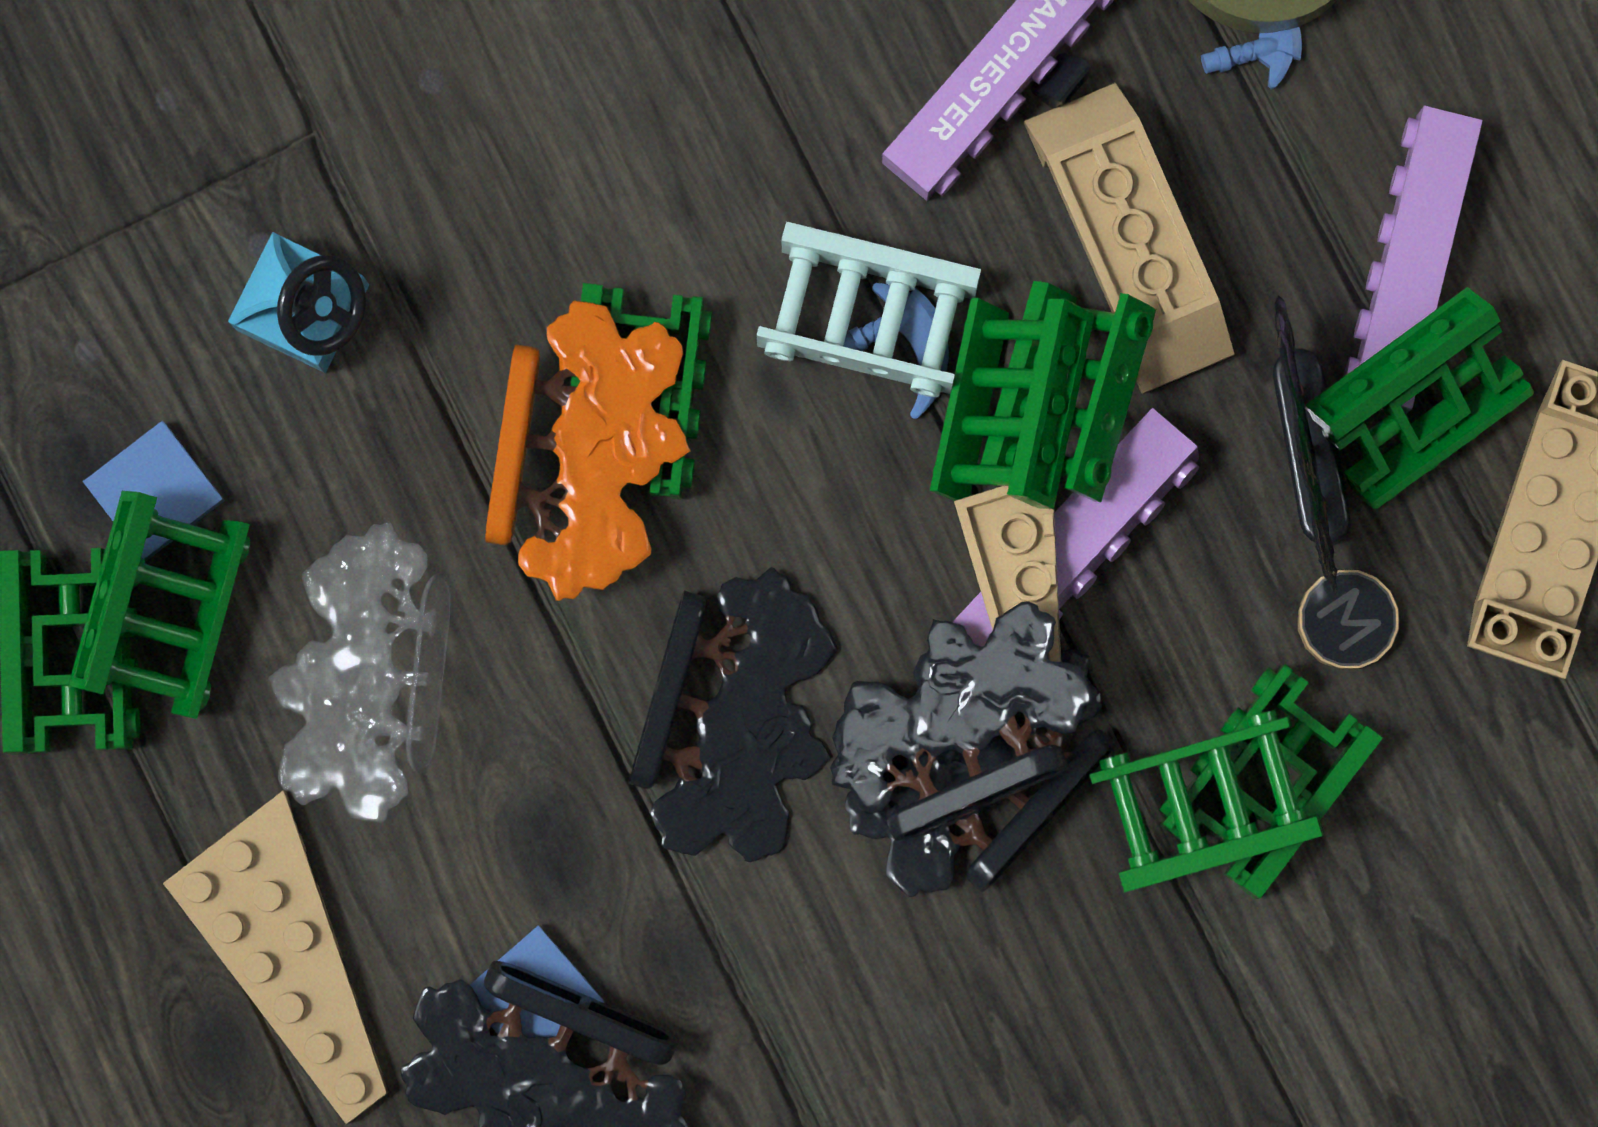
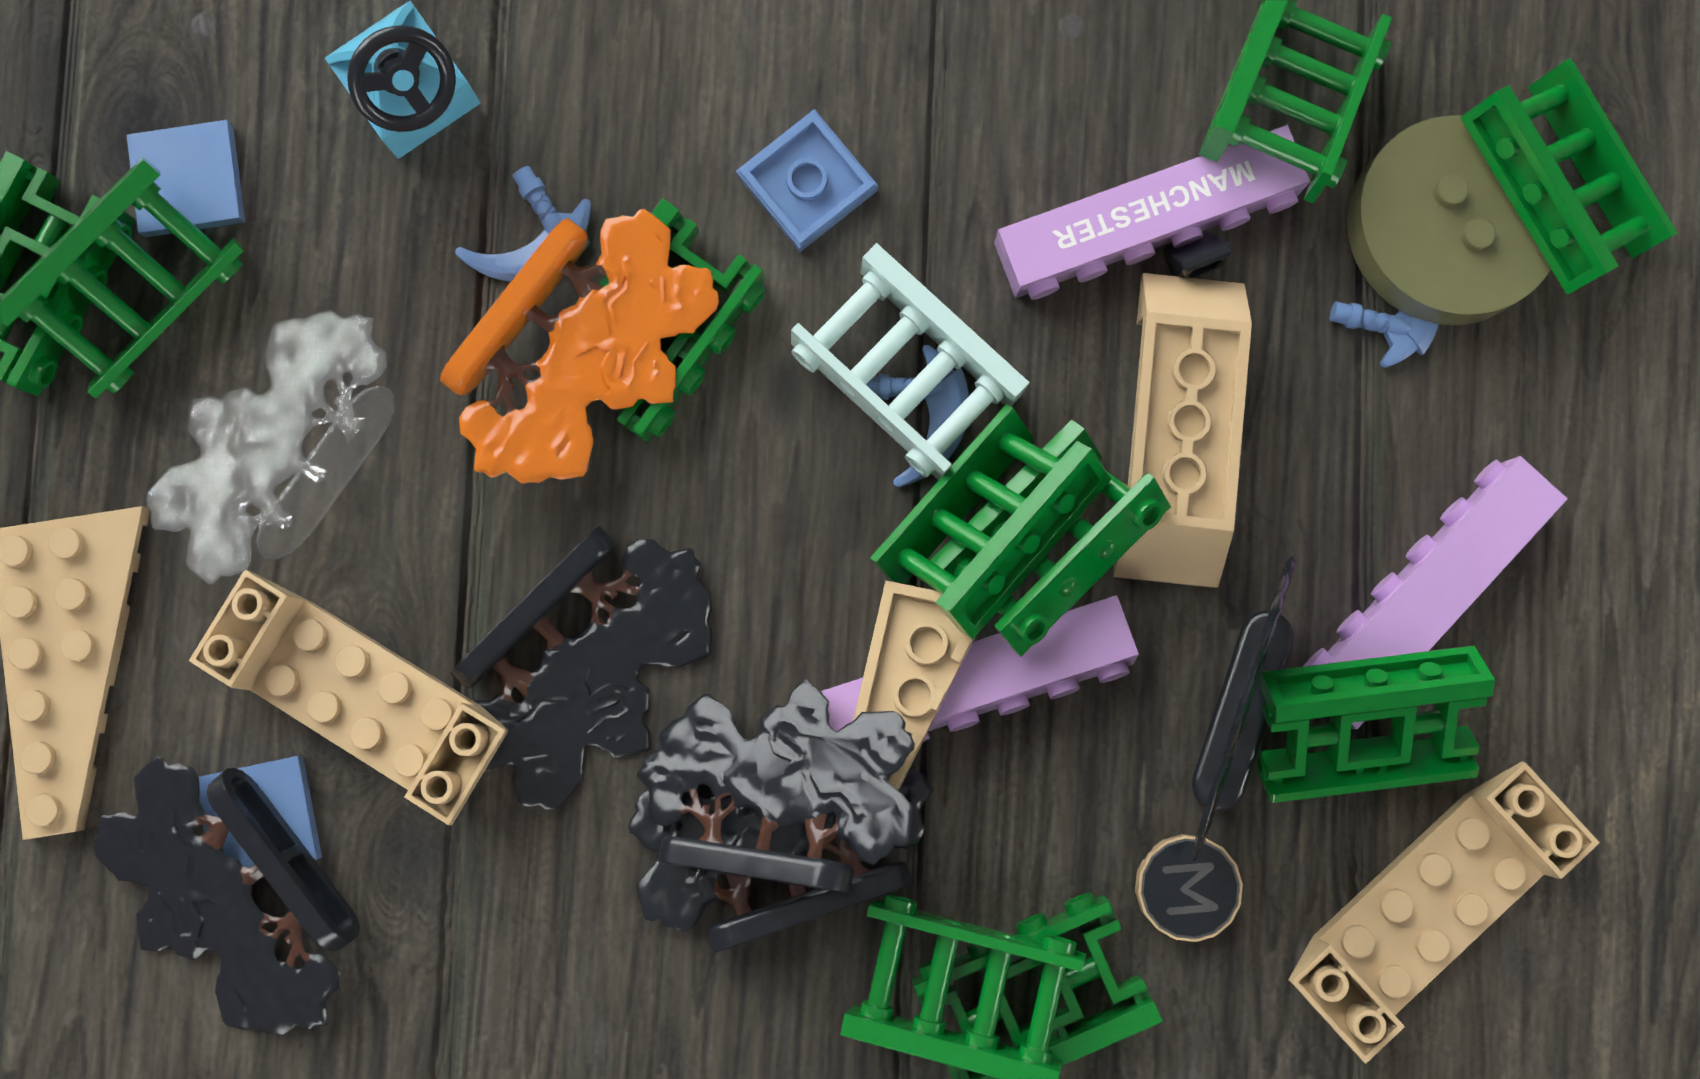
camera: 25 degrees right, 0 degrees up
(490, 400) = (507, 265): none -> medium blue piece
(560, 844) = (352, 693): none -> tan slope
(692, 198) = (807, 180): none -> medium blue tile

